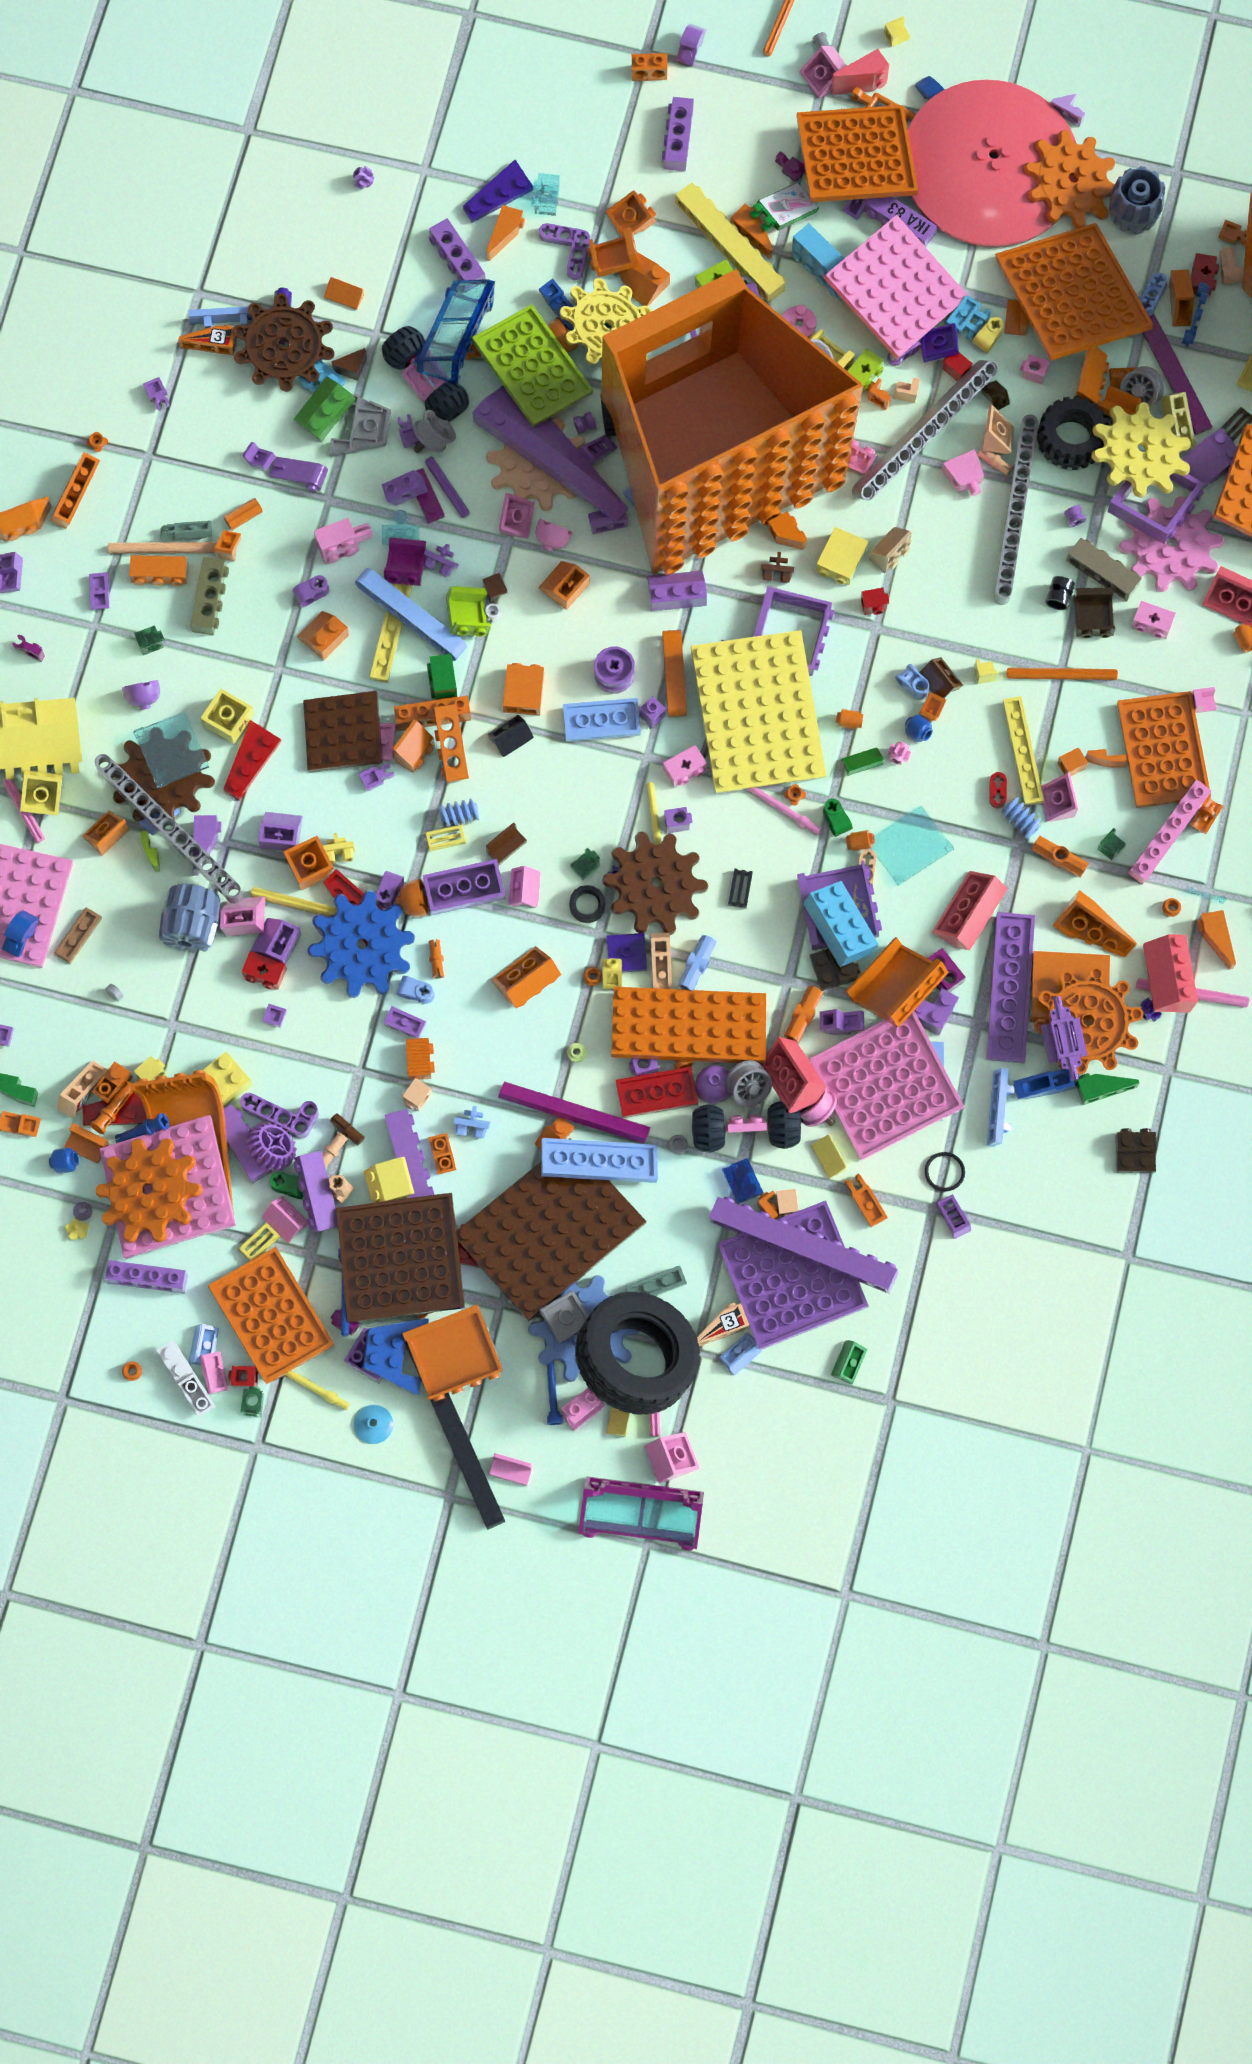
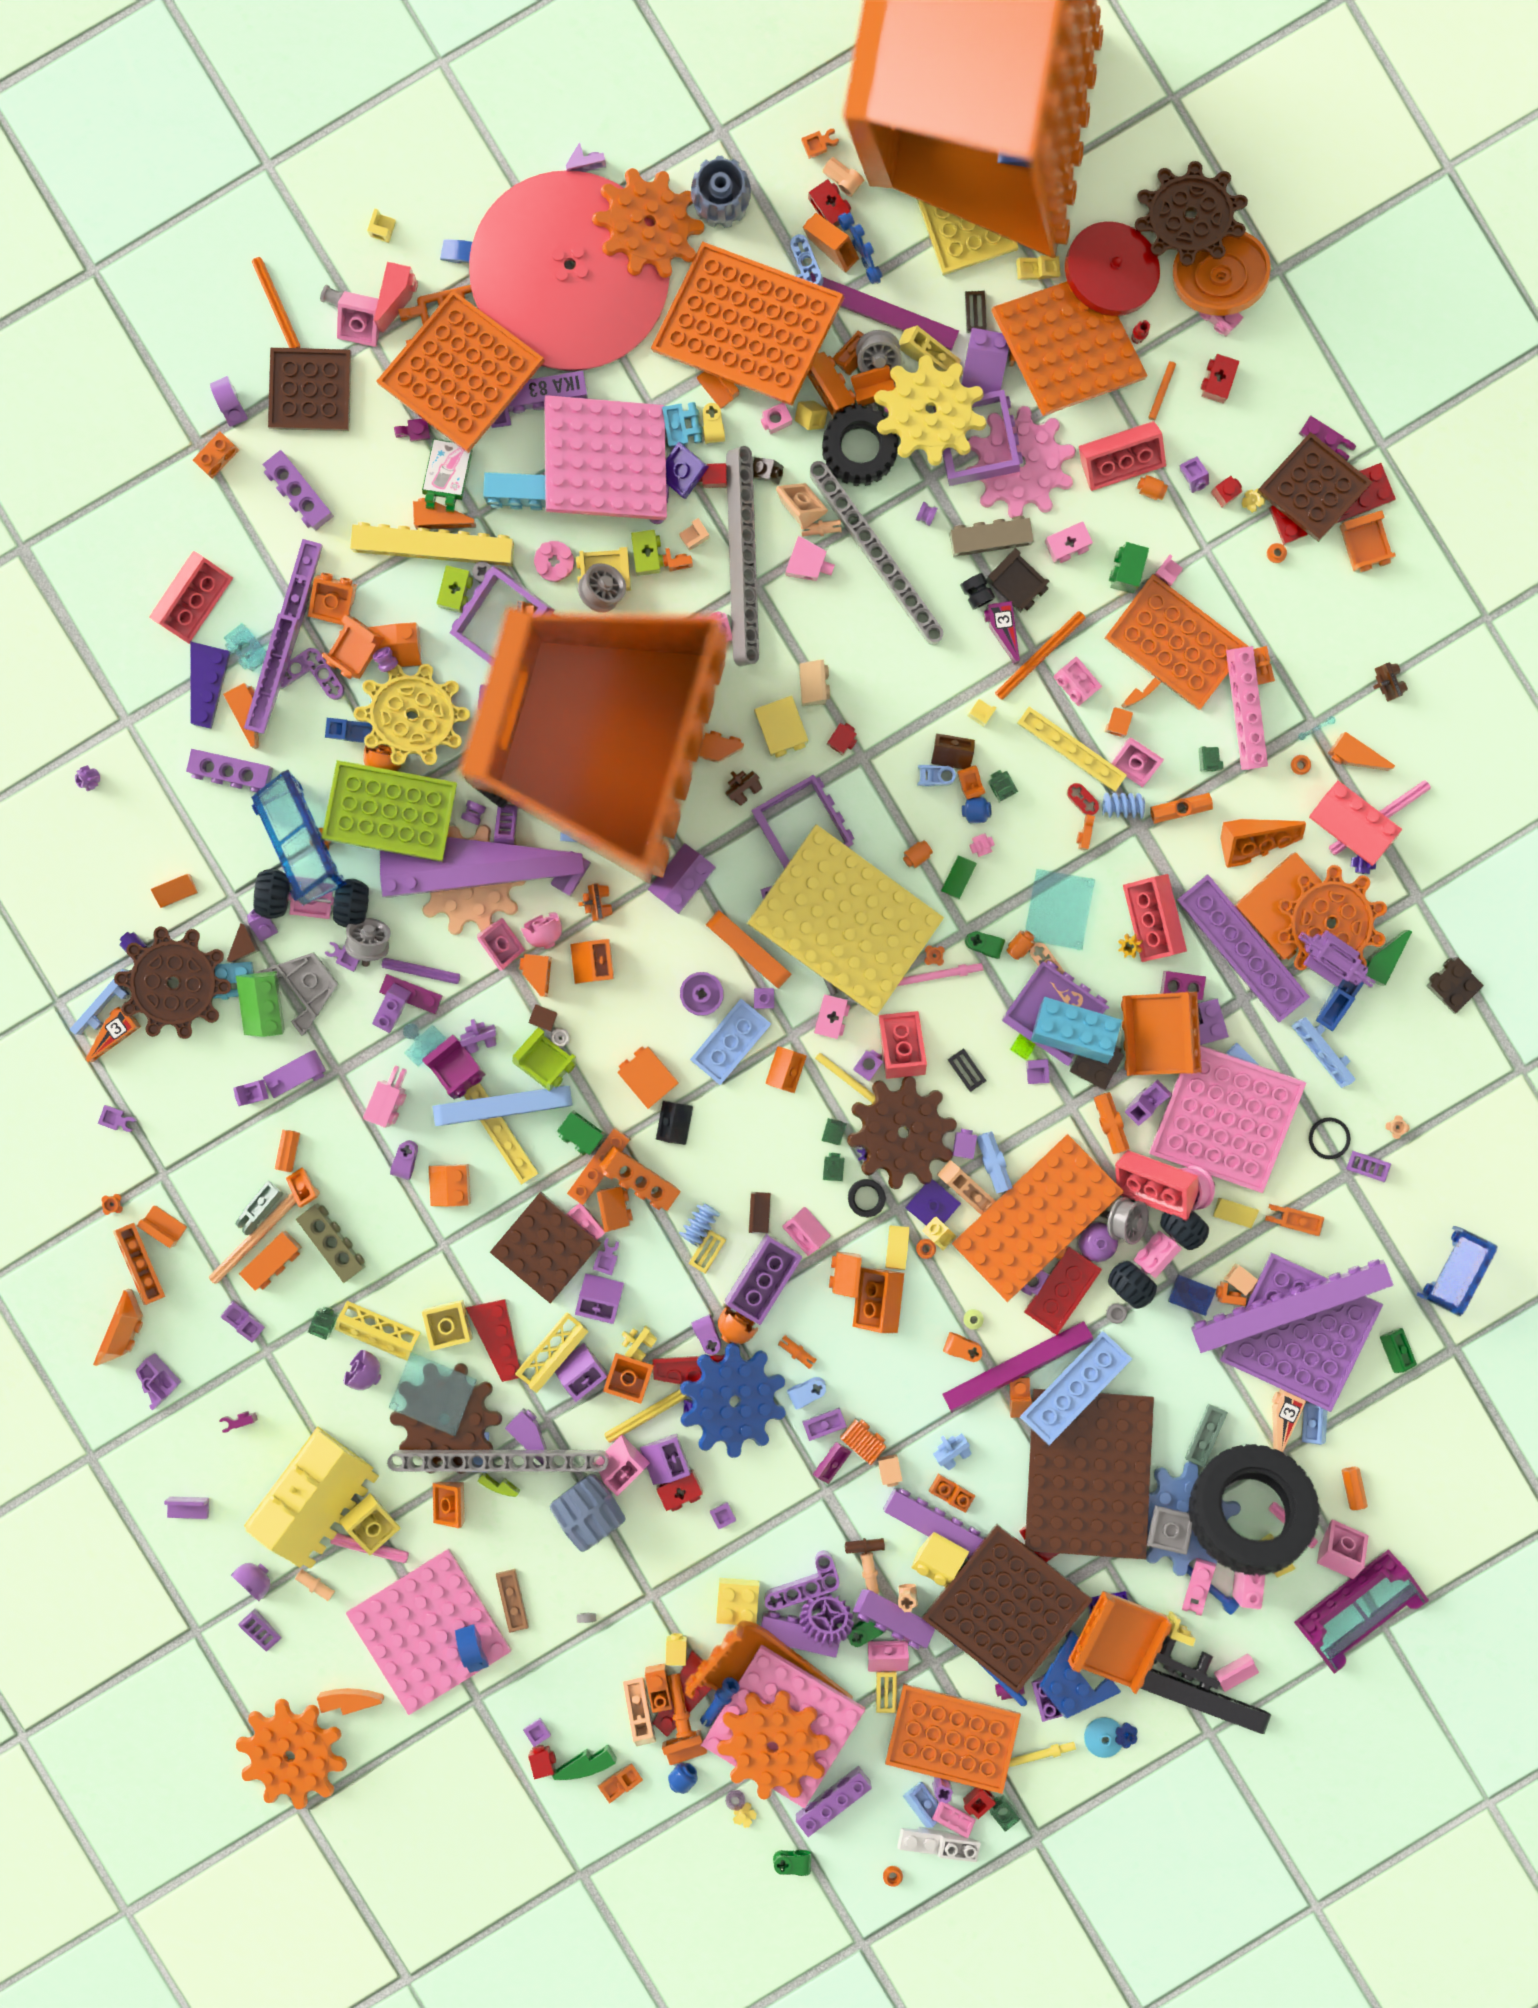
camera: 50 degrees left, 15 degrees up
(77, 1293) = (795, 1862): none -> green piece
(113, 485) = (162, 1226): none -> orange panel
(174, 678) = (374, 1334): none -> light yellow fence
(225, 1334) = (942, 1790): none -> medium lavender axle
(275, 806) = (555, 1358): none -> light yellow fence
(342, 796) = (599, 1298): none -> medium lavender slope
(376, 365) = (261, 926): none -> medium lavender bracket
(383, 1052) = (832, 1462): none -> magenta plate
(385, 1436) = (1126, 1735): none -> clear blue plant
(477, 1433) = (1198, 1673): none -> black plate
(499, 1392) = (1178, 1631): none -> light yellow bracket
(523, 554) = (537, 972): none -> orange slope
(523, 937) = (846, 1274): none -> orange slope
(544, 134) = (191, 597): none -> coral slope
(545, 1381) = (1199, 1586): none -> bright pink plate
(549, 1061) = (958, 1347): none -> orange piece
(574, 955) = (897, 1247): none -> light yellow slope
(576, 208) = (284, 636): none -> medium lavender slope
(609, 839) = (833, 1131): none -> clear green panel
(611, 545) = (593, 903): none -> orange hips
(620, 772) = (785, 1069): none -> orange panel
(626, 278) = (385, 659): none -> medium lavender wheel
(689, 932) = (964, 1144): none -> medium lavender brick
(713, 829) = (902, 1045): none -> coral slope
(722, 1423) = (1354, 1488): none -> orange axle
(750, 83) = (309, 389): none -> reddish brown plate
(788, 933) = (1037, 1071): none -> medium lavender panel
(793, 909) = (1022, 1047): none -> clear neon green slope
(934, 911) = (1131, 940): none -> yellow gear
(943, 1334) = (1461, 1272): none -> clear blue windscreen
(951, 729) = (1002, 785): none -> clear green brick
(974, 813) = (1084, 837): none -> orange plate
(995, 1209) = (1403, 1127): none -> light nougat plate
(1057, 627) = (1002, 624): none -> slope
(1059, 387) = (811, 415): none -> light yellow panel
(1070, 711) = (1077, 681): none -> bright pink bracket
(1178, 669) = (1129, 567): none -> green brick

